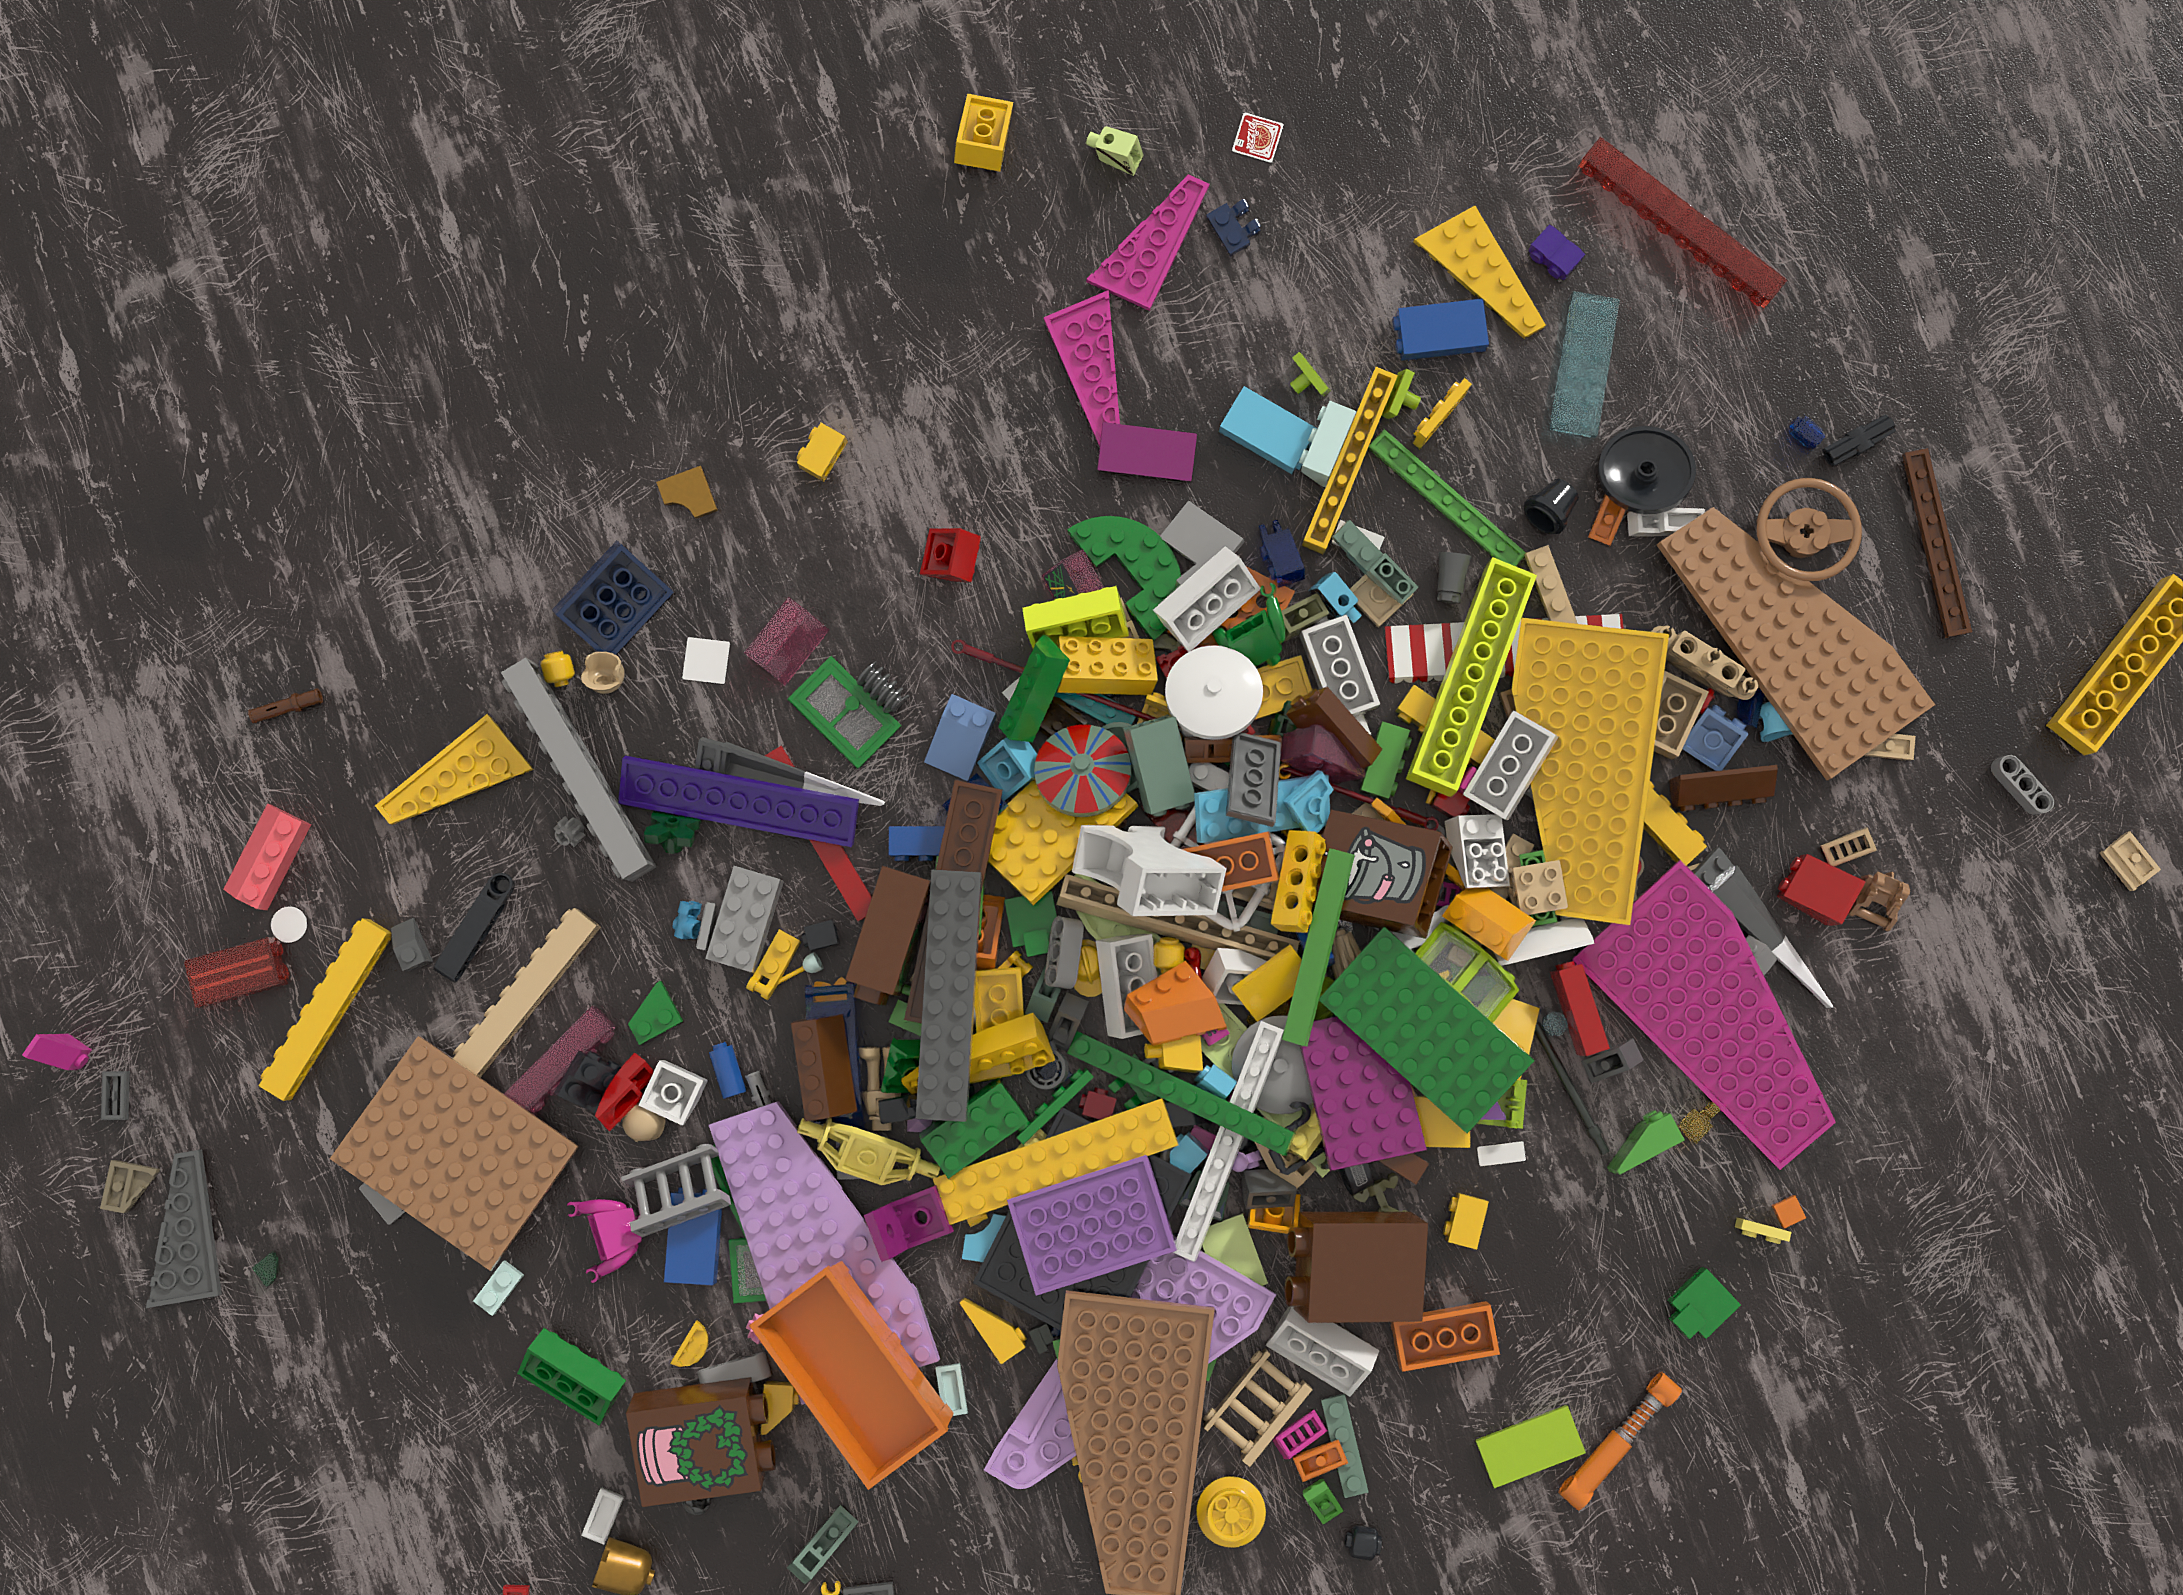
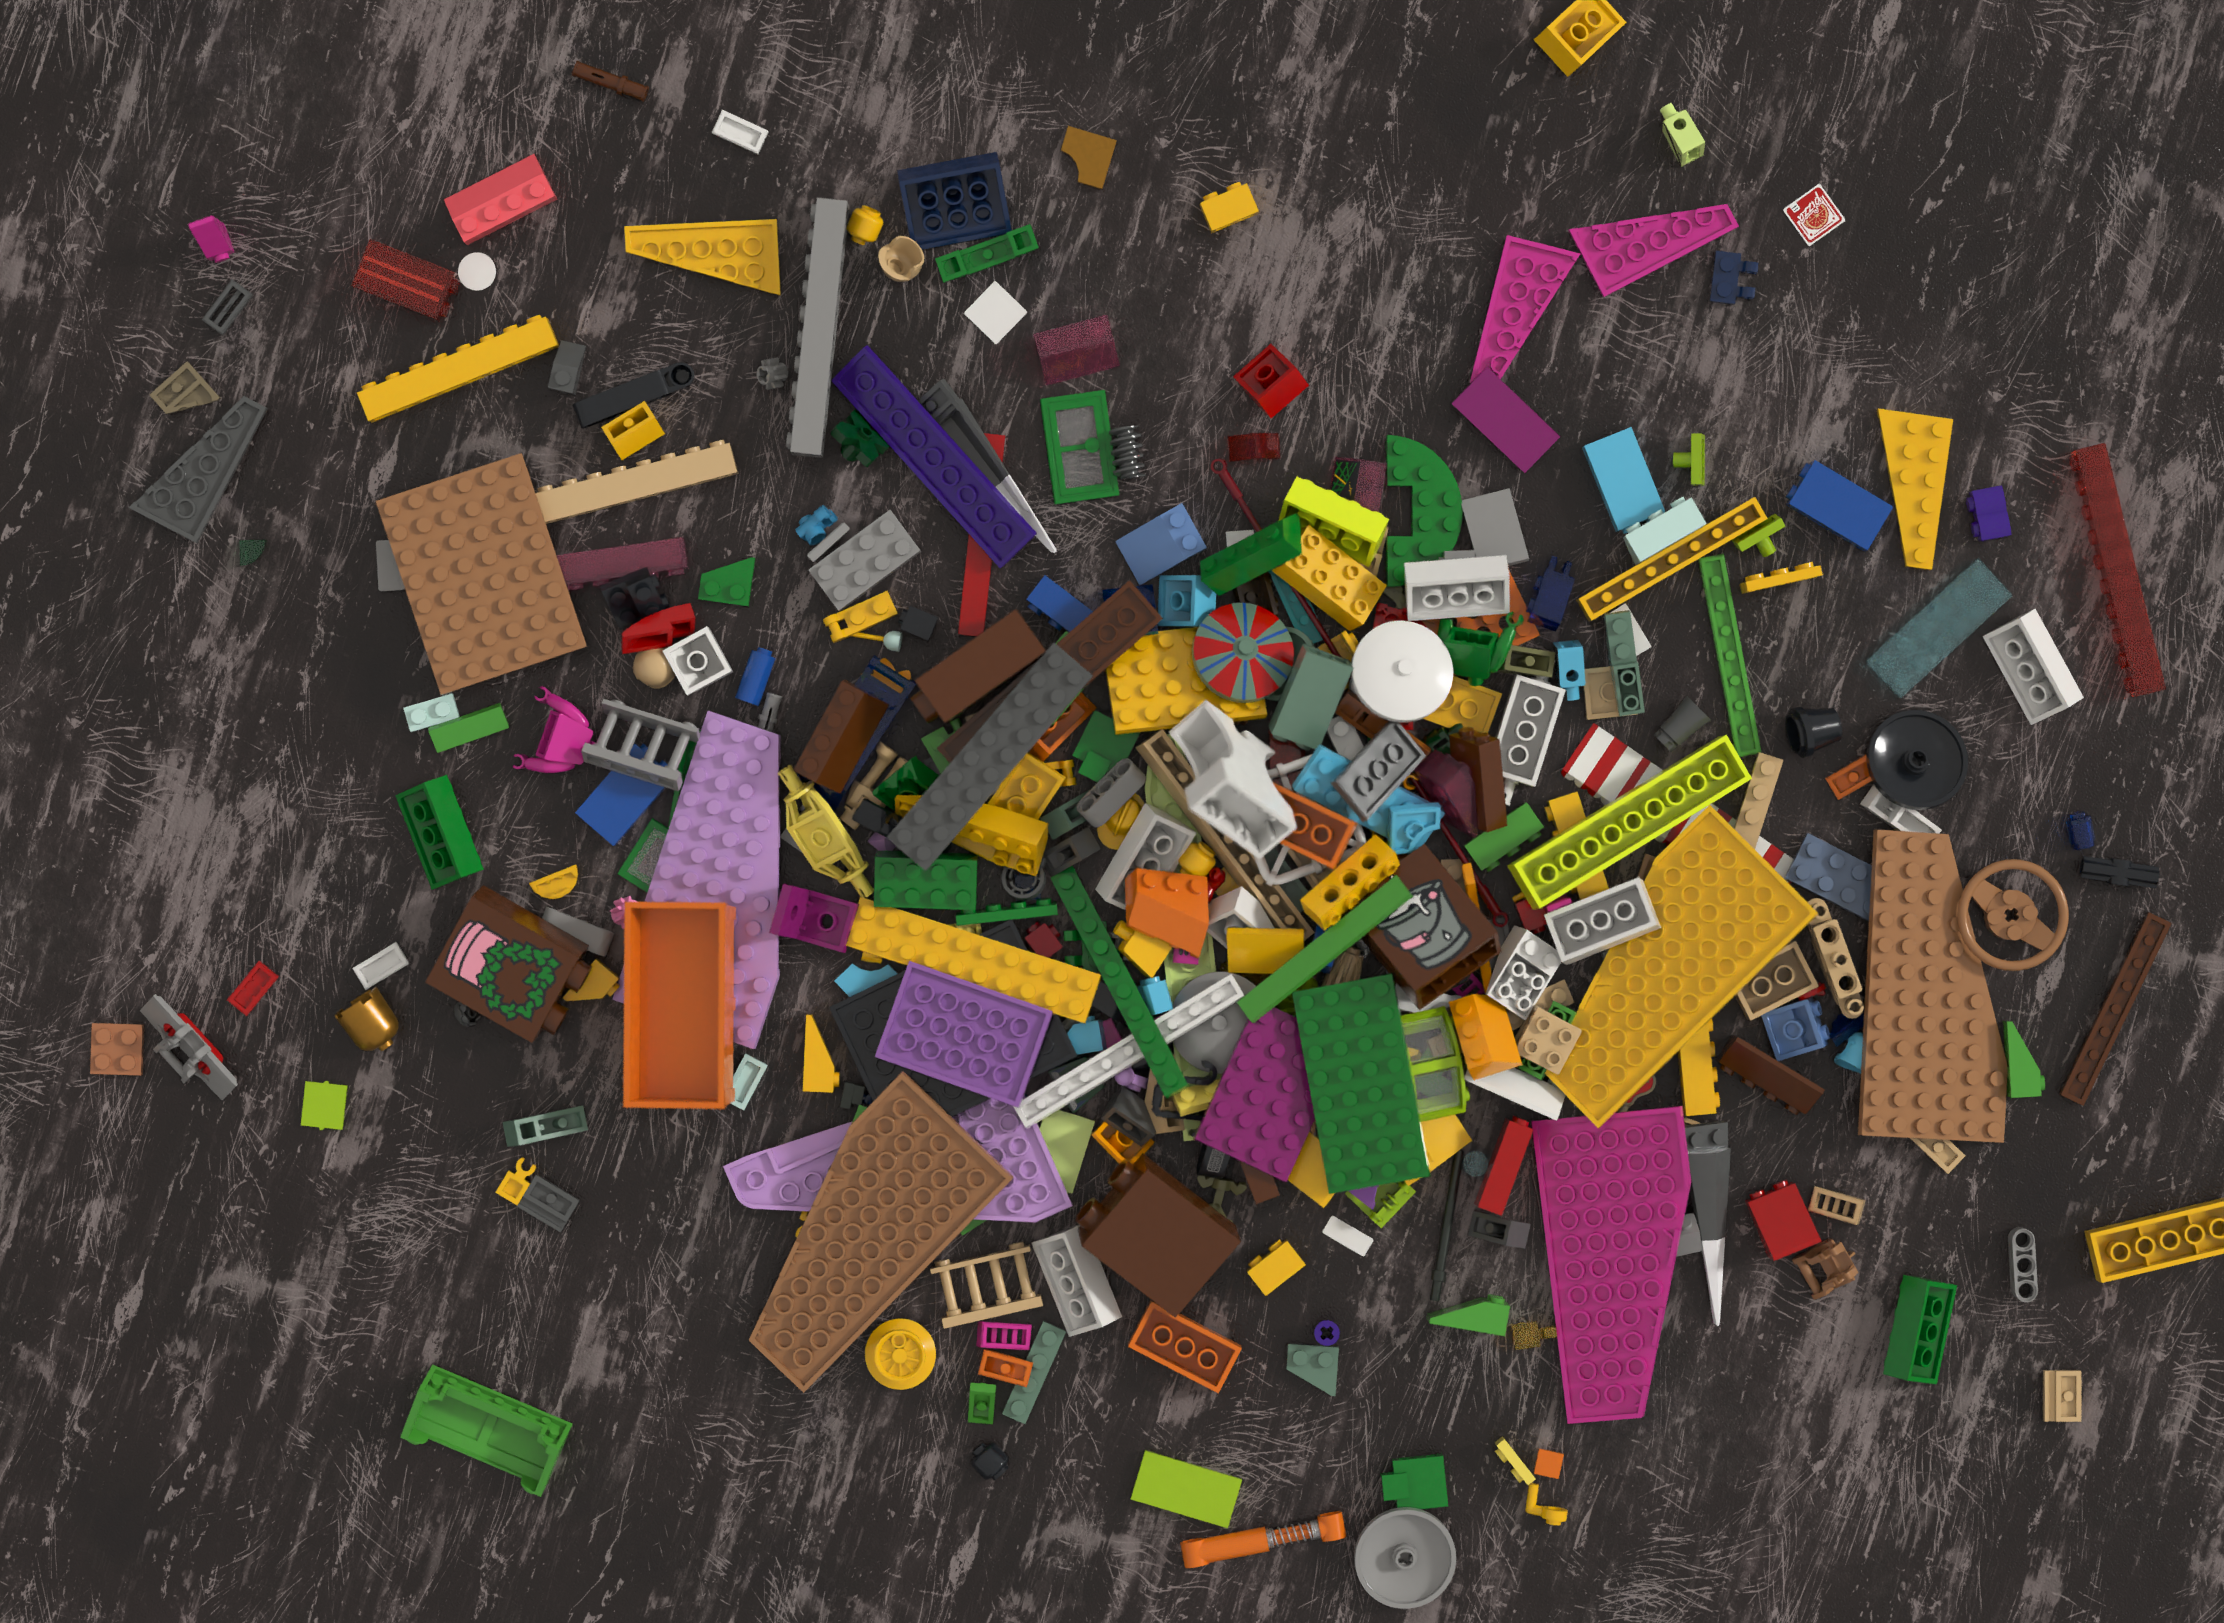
camera: 30 degrees right, 5 degrees up
(413, 670) = (740, 132): none -> white tile
(493, 954) = (633, 430): none -> yellow brick
(535, 1278) = (468, 727): none -> bright green tile
(667, 621) = (987, 254): none -> green slope
(974, 613) = (1254, 447): none -> clear red slope
(1548, 1247) = (1326, 1341): none -> dark purple bush
(1553, 1273) = (1314, 1364): none -> sand green wing
(1652, 603) = (1832, 875): none -> sand blue plate
(1676, 339) = (2033, 667): none -> white slope
(1739, 1371) = (1405, 1557): none -> light grey dish
(1822, 1249) = (1552, 1514): none -> yellow plate
(1908, 641) = (2022, 1070): none -> bright green slope
(1985, 893) = (1919, 1329): none -> green slope

